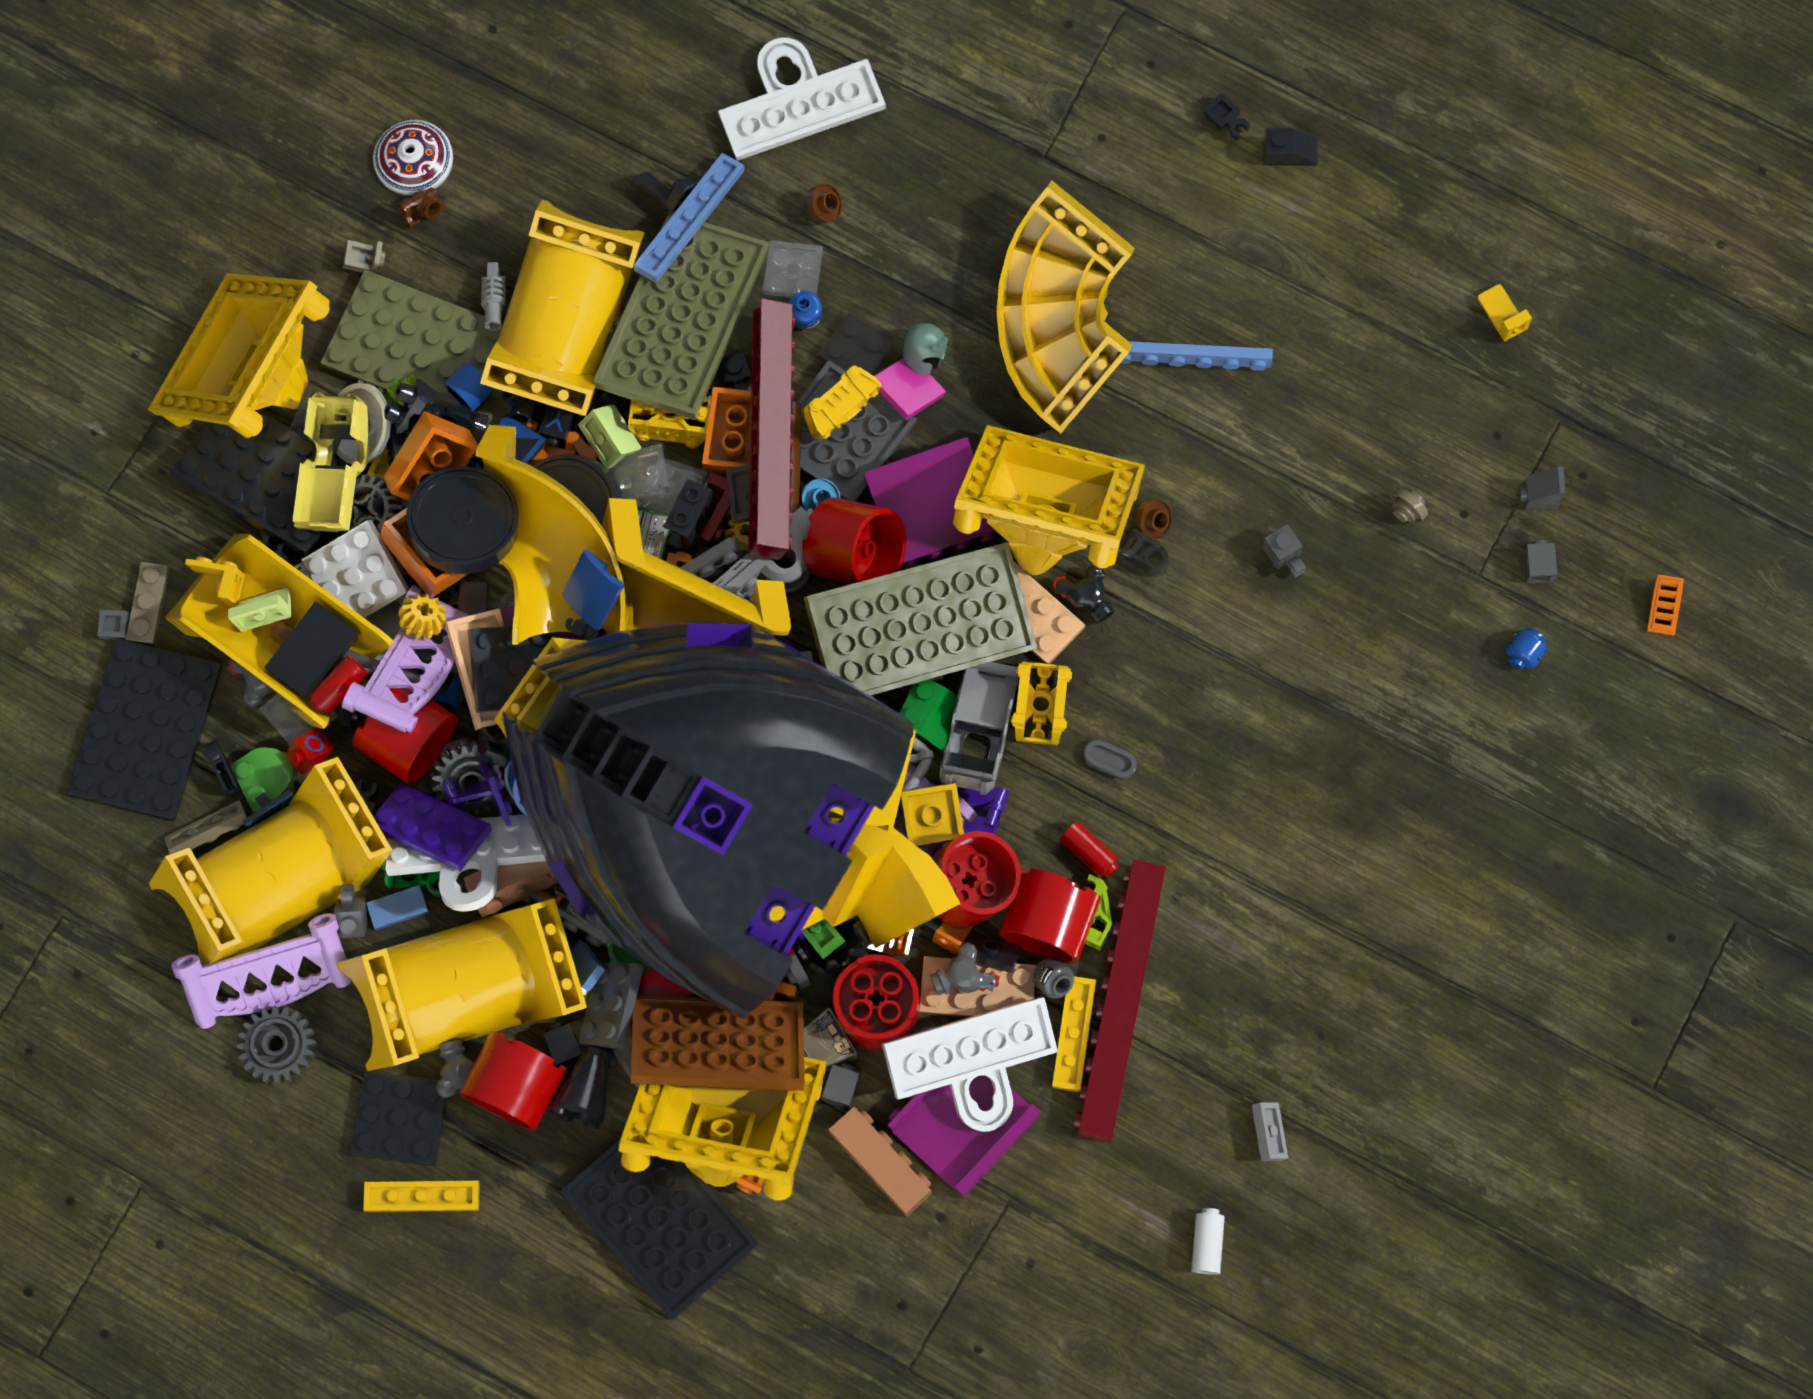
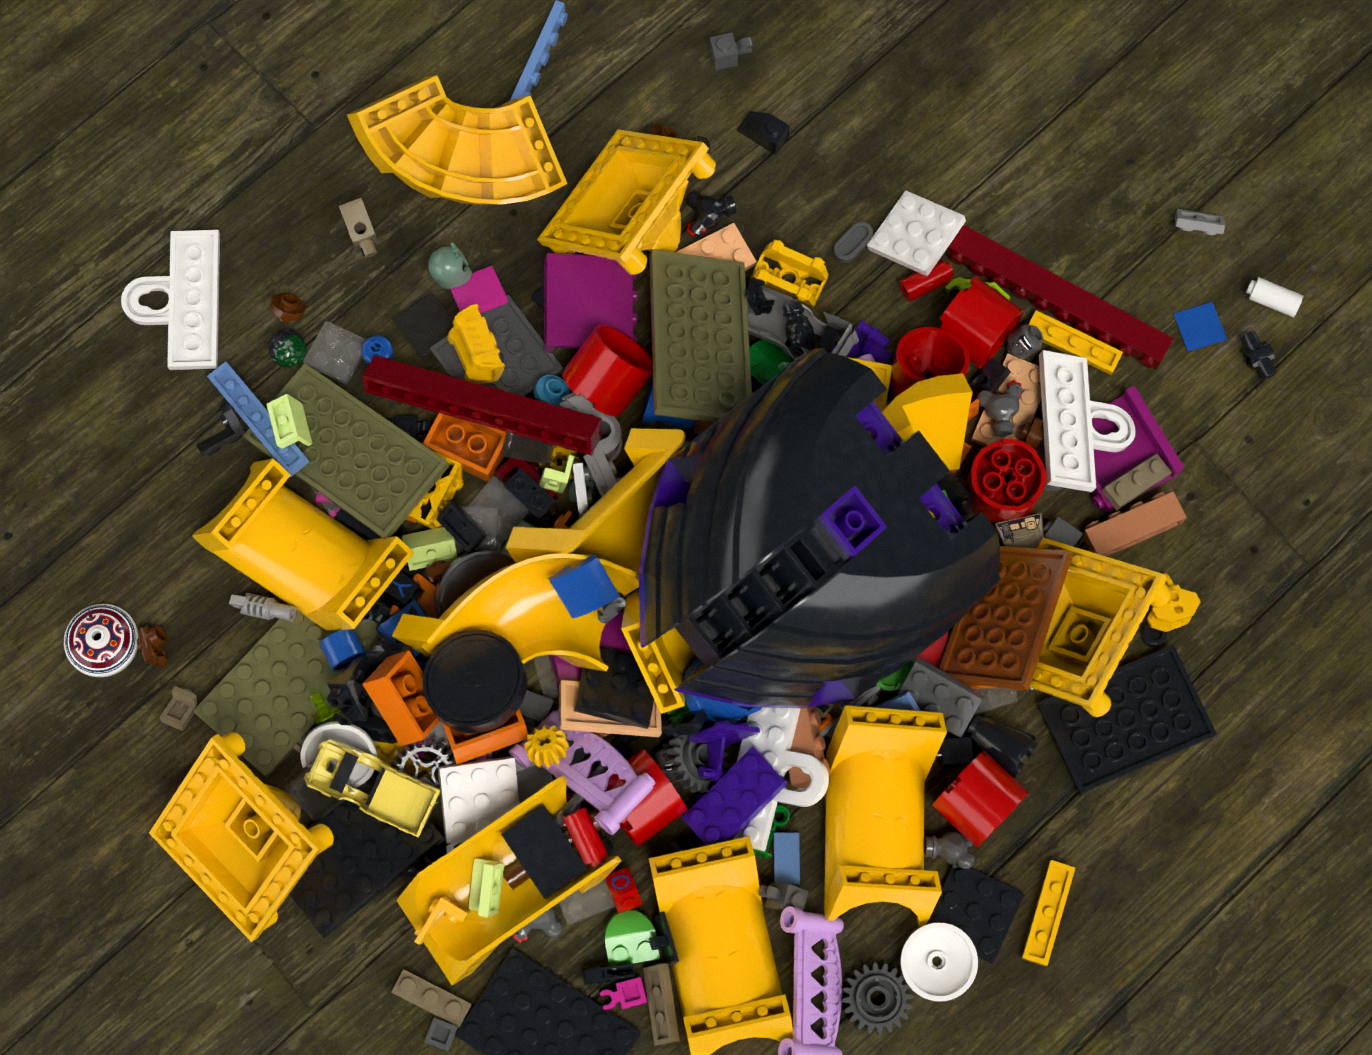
camera: 75 degrees left, 0 degrees up
(207, 792) = (628, 993): none -> dark pink plate
(313, 1089) = (956, 967): none -> white dish
(637, 457) = (461, 527): none -> black plate
(691, 248) = (288, 421): none -> yellowish green panel
(713, 532) = (557, 480): none -> yellowish green panel
(767, 1221) = (1152, 637): none -> black tile
(778, 219) = (287, 348): none -> dark green piece
(803, 1224) = (1176, 611): none -> yellow hinge
(930, 1148) = (1136, 482): none -> dark tan plate
(943, 236) = (357, 220): none -> dark tan torso
(943, 1014) = (1033, 433): none -> reddish brown plate
(975, 727) = (798, 327): none -> black animal
(1003, 681) = (758, 307): none -> black piece
(1131, 1243) = (1258, 355): none -> black axle
(1140, 821) = (916, 233): none -> white plate
(1146, 1171) = (1200, 326): none -> blue sticker
(1204, 622) = (765, 130): none -> black slope

